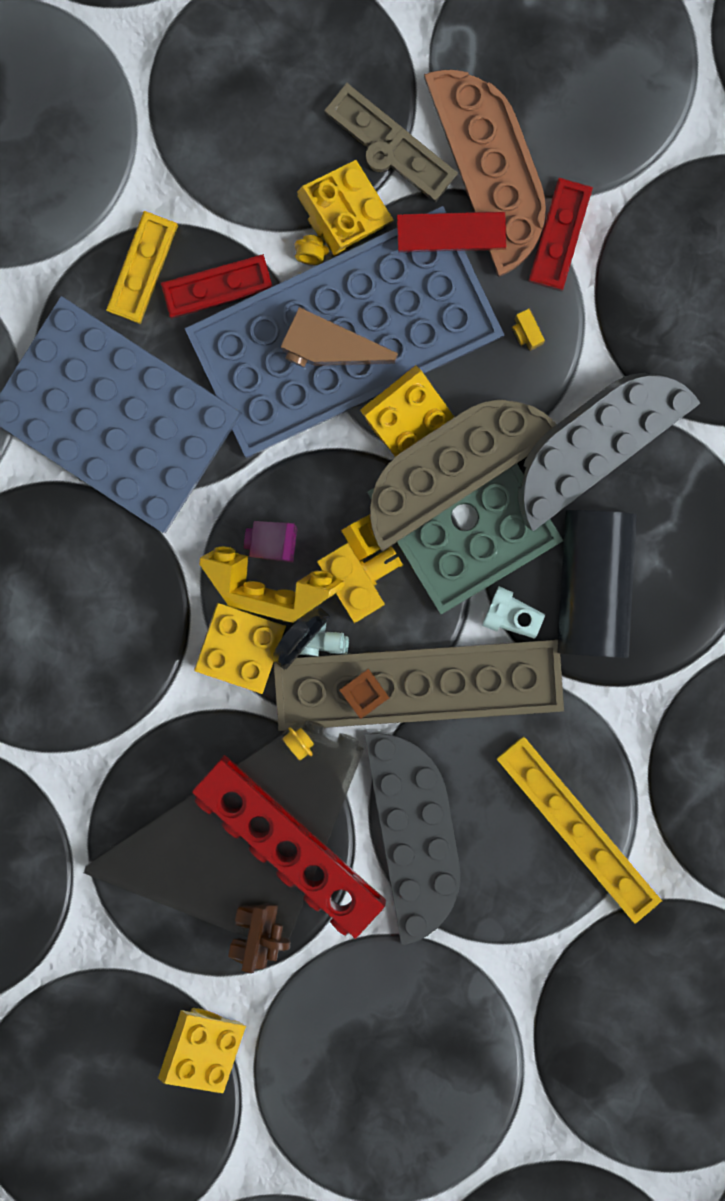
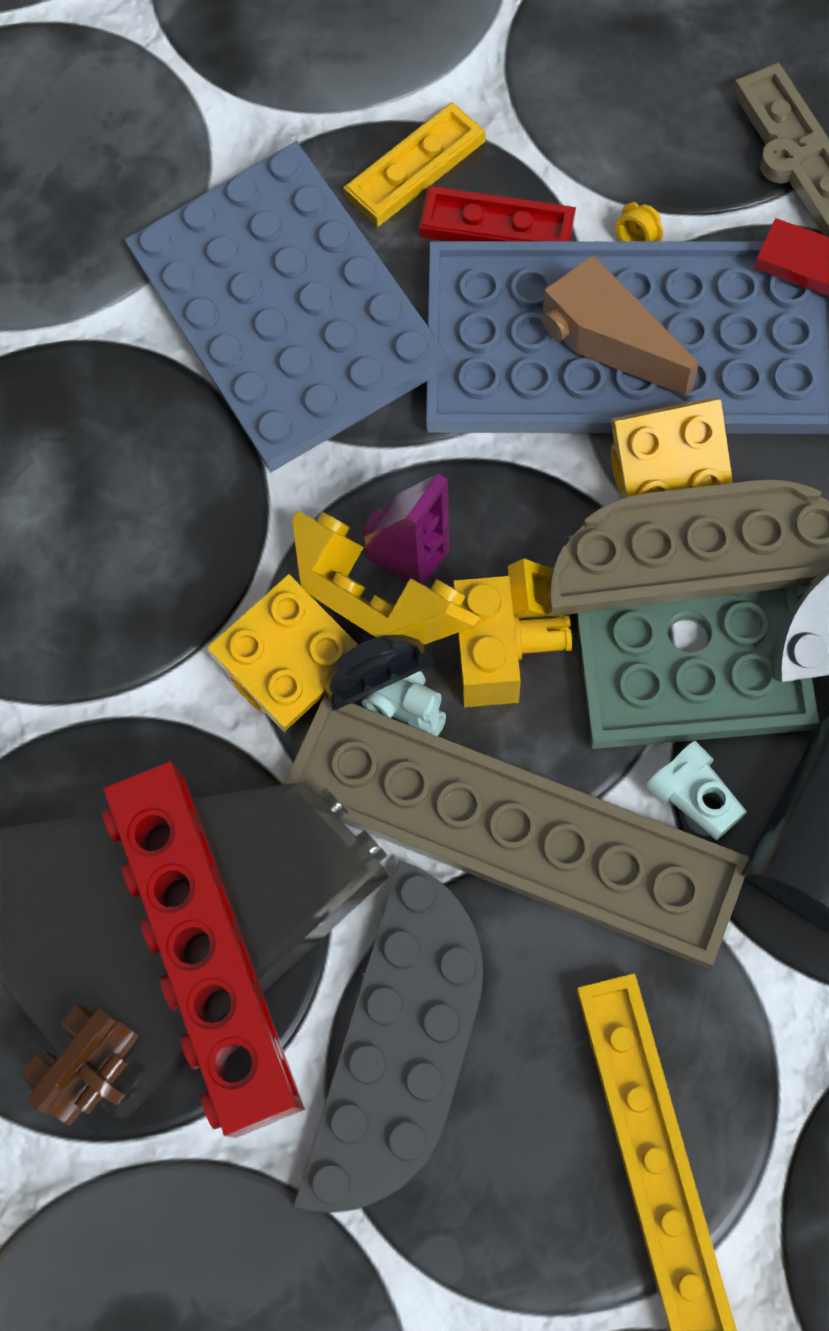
camera: 30 degrees right, 20 degrees down
(298, 743) = (296, 801): yellow plate -> none
(343, 207) = (705, 191): yellow plate -> none
(364, 693) = (428, 792): dark orange plate -> none

